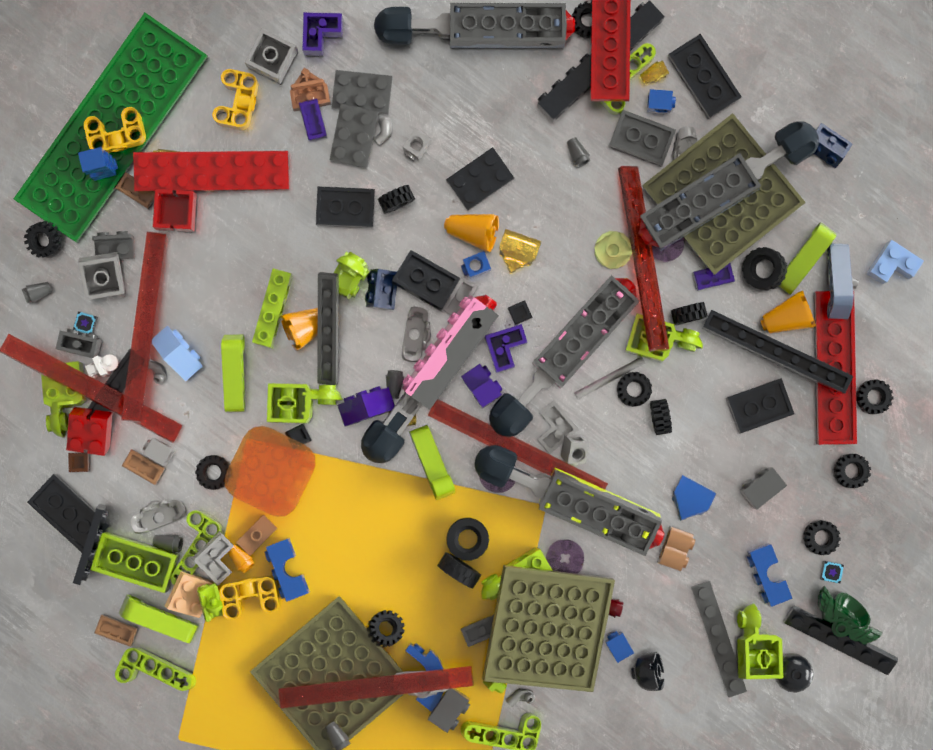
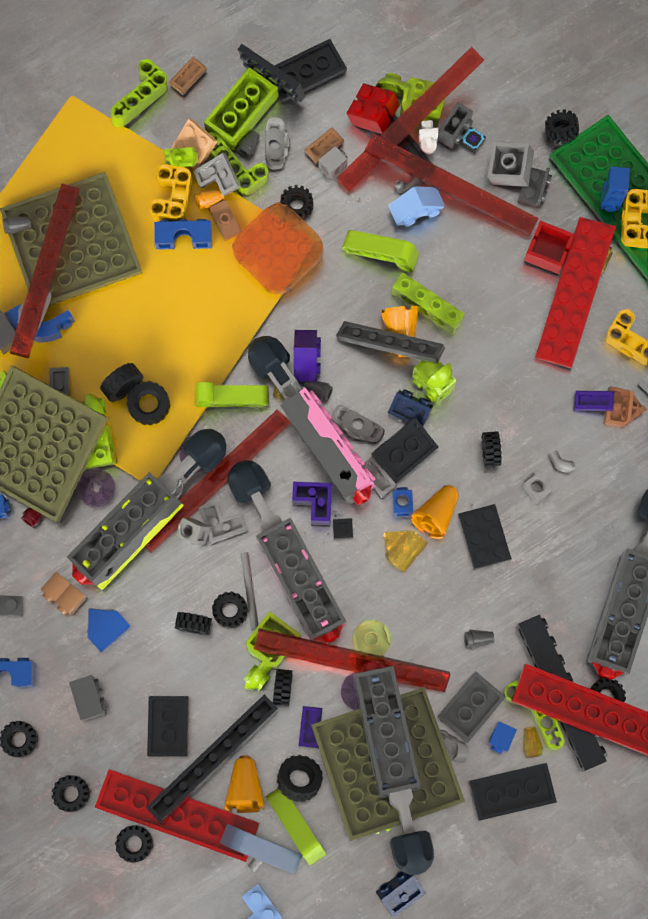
camera: 110 degrees right, 10 degrees down
(36, 291) = (516, 107): dark grey cone -> none
(78, 462) = (348, 92): reddish brown plate -> none
(126, 186) = (586, 212): medium nougat plate -> none
(156, 619) = (182, 109): lime beam -> none
(295, 401) = (333, 294): lime brick -> none
(299, 434) = (302, 288): black tile -> none
(345, 207) = (500, 402): black plate -> none
(354, 135) = (566, 432): dark grey plate -> none
(362, 90) = (605, 456): dark grey plate -> none
(380, 639) = (95, 312): black tyre -> none
(481, 385) = (285, 466): dark purple brick -> none

